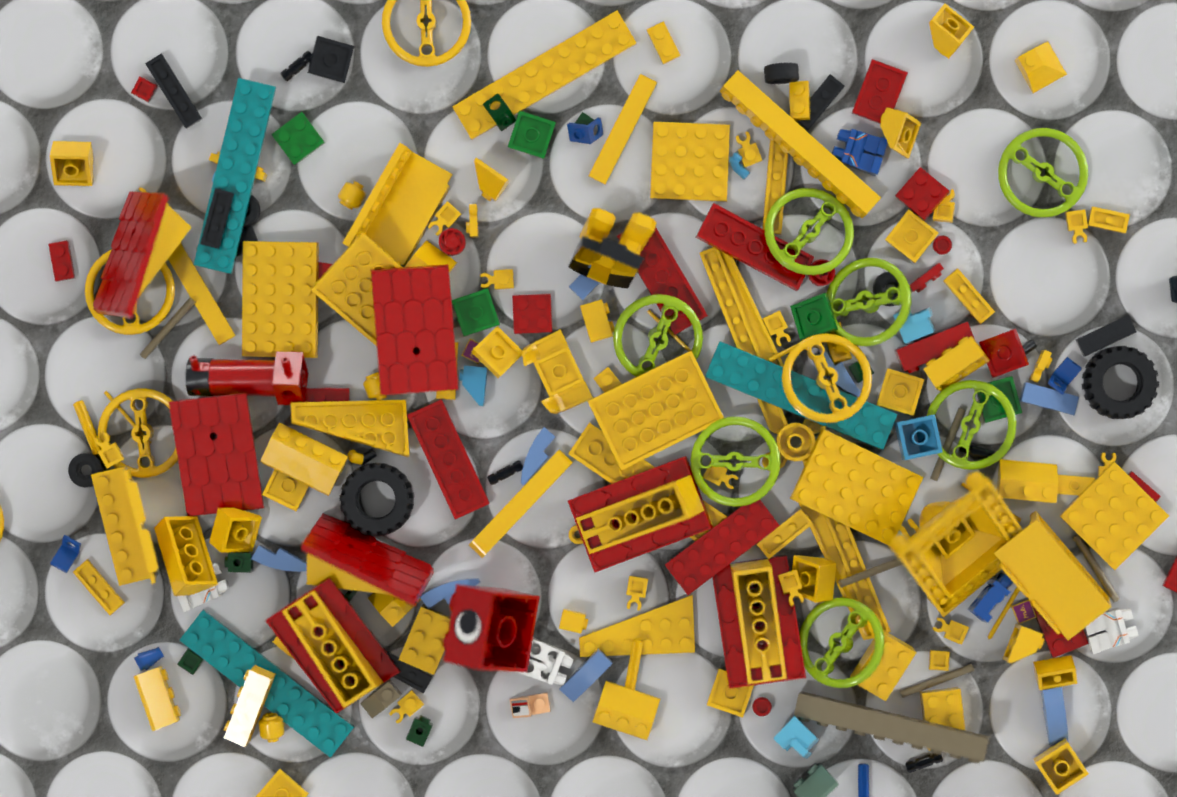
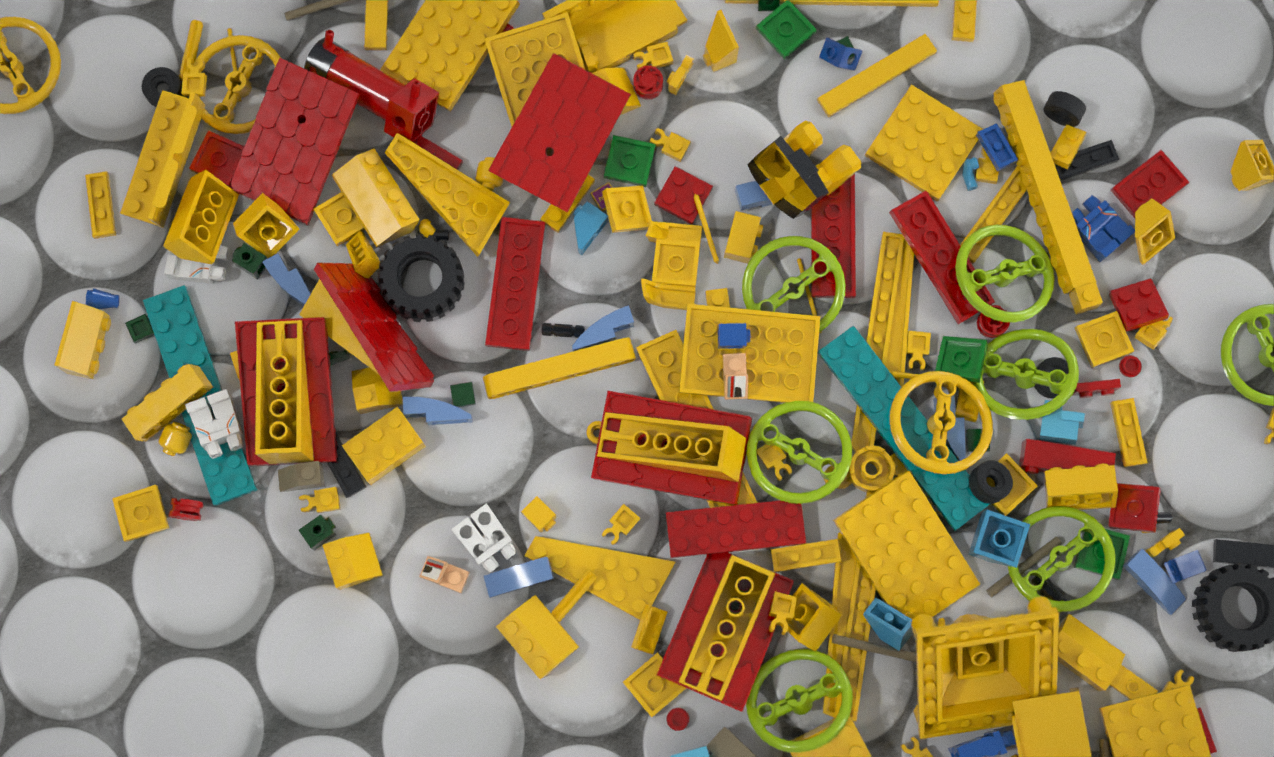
camera: 35 degrees right, 10 degrees down
(66, 554) = (91, 154): blue bracket -> none
(164, 499) = (218, 157): none -> red plate
(303, 699) = (216, 431): none -> white hips
(312, 771) = (186, 506): none -> red wheel
(331, 509) = (363, 257): none -> yellow slope
(397, 252) = (589, 58): none -> yellow plate
(457, 736) = (352, 560): none -> yellow slope
(461, 566) = (463, 394): none -> dark green tile
(490, 628) = (453, 465): red brick -> none
(565, 330) = (706, 228): none -> yellow axle
(636, 406) = (733, 335): none -> blue brick
(655, 434) = (735, 376): none -> light nougat slope
(703, 655) = (649, 629): none -> yellow plate
(747, 135) = (997, 147): none -> blue plate
(872, 547) = (889, 624): none -> dark azure slope
(880, 213) = (1085, 298): none -> yellow brick
(886, 410) = (980, 487): none -> black tyre

